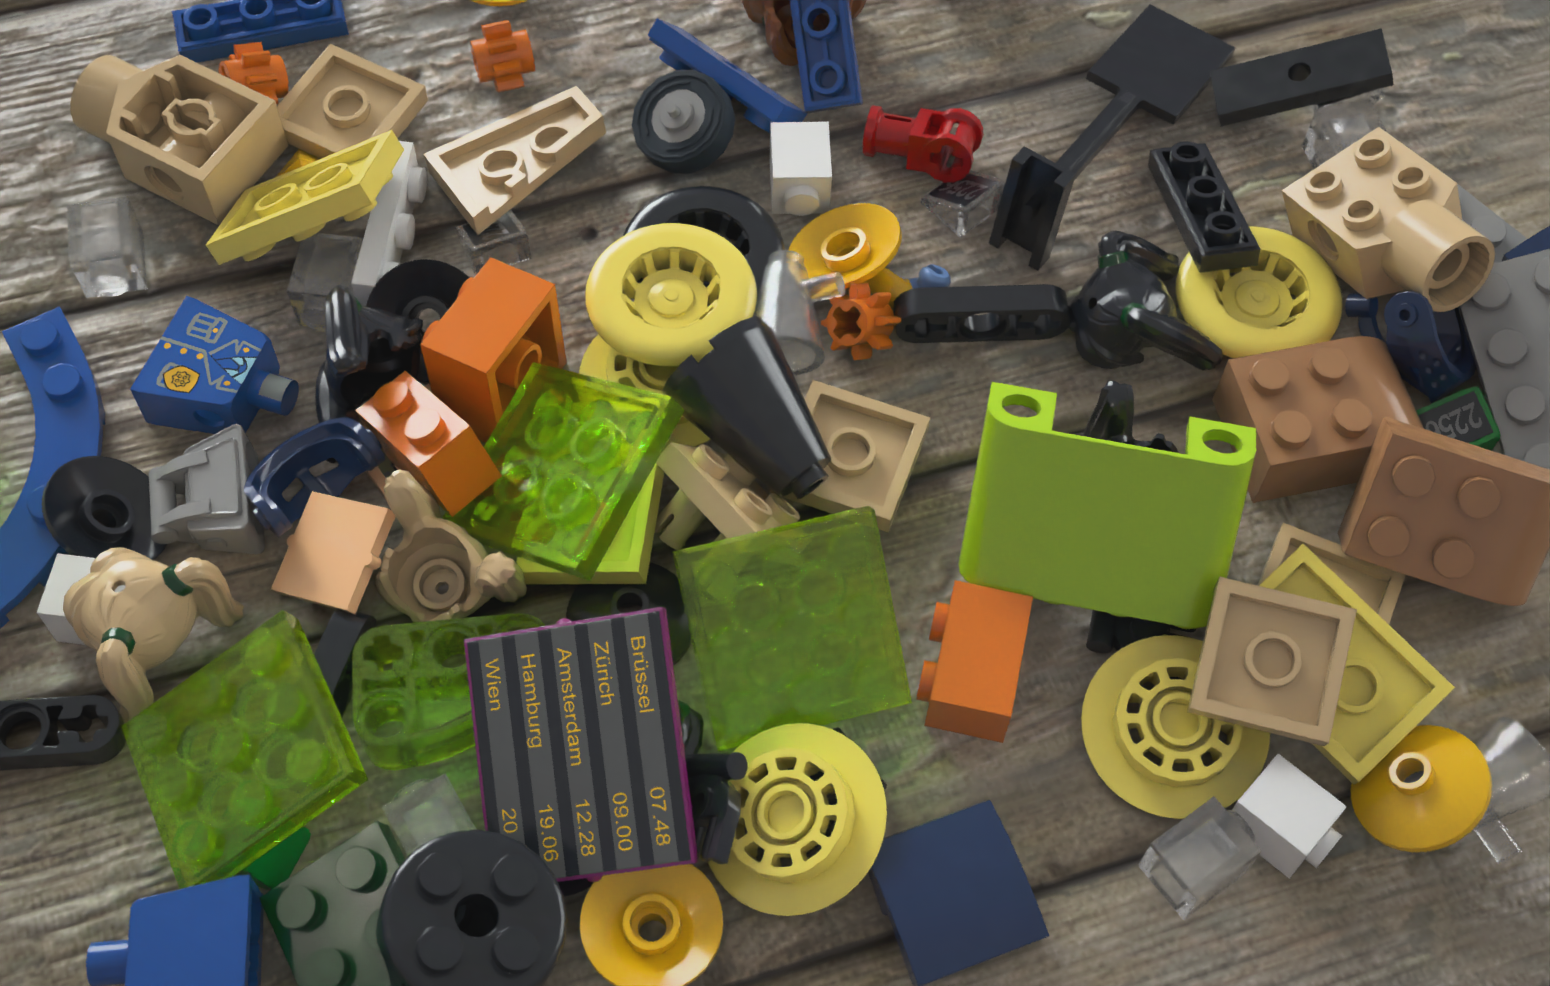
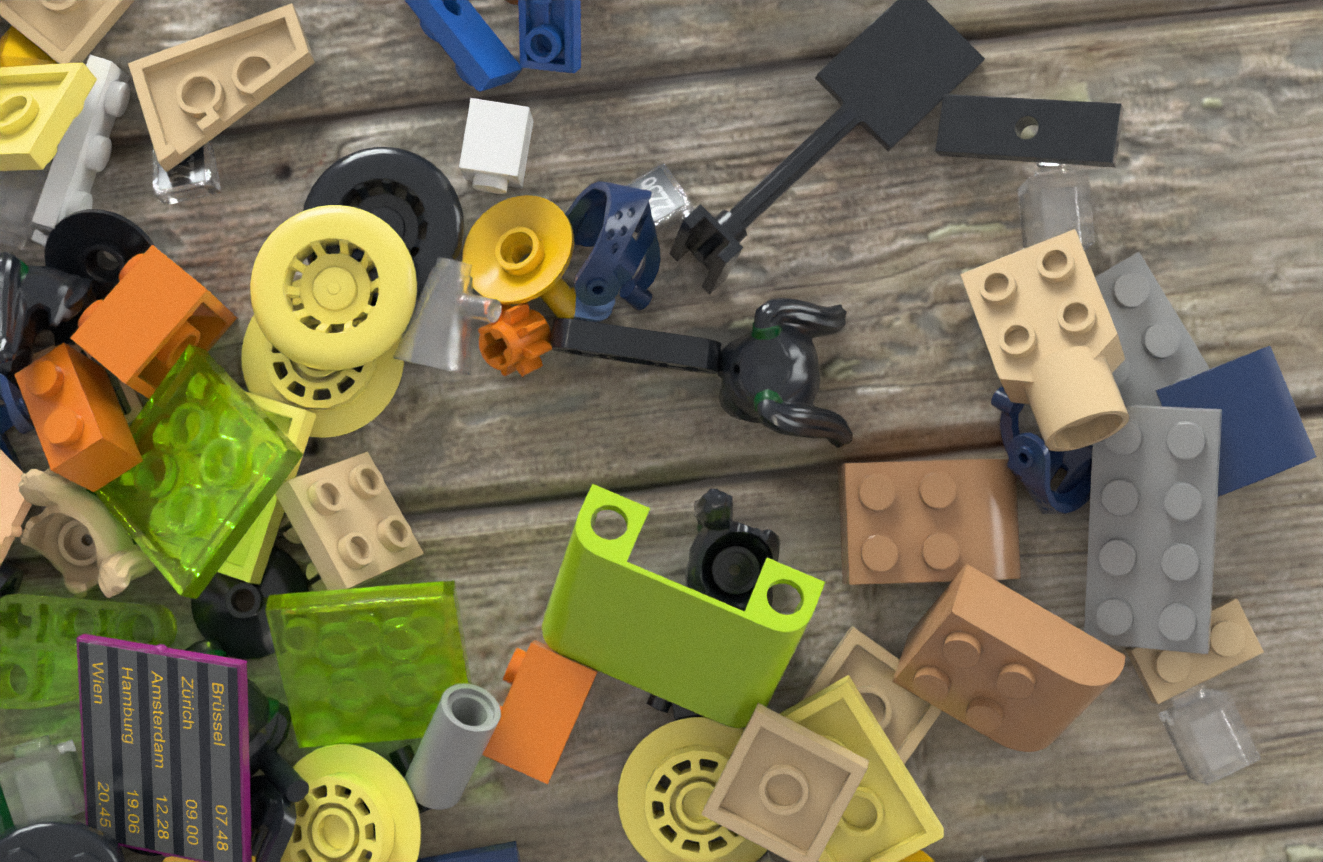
camera: 15 degrees right, 25 degrees up
(683, 121) = (390, 68): black wheel -> none
(753, 408) = (381, 444): black cone -> none
(870, 452) = (475, 477): tan plate -> none
(899, 691) = (452, 745): none -> light grey pin
(926, 140) = (629, 132): red connector -> none
(938, 206) = (606, 219): none -> dark blue helmet
(1203, 207) = (884, 290): black tile -> none
(1256, 302) = (911, 371): light yellow wheel -> none
(1462, 417) = (1052, 550): slope -> none

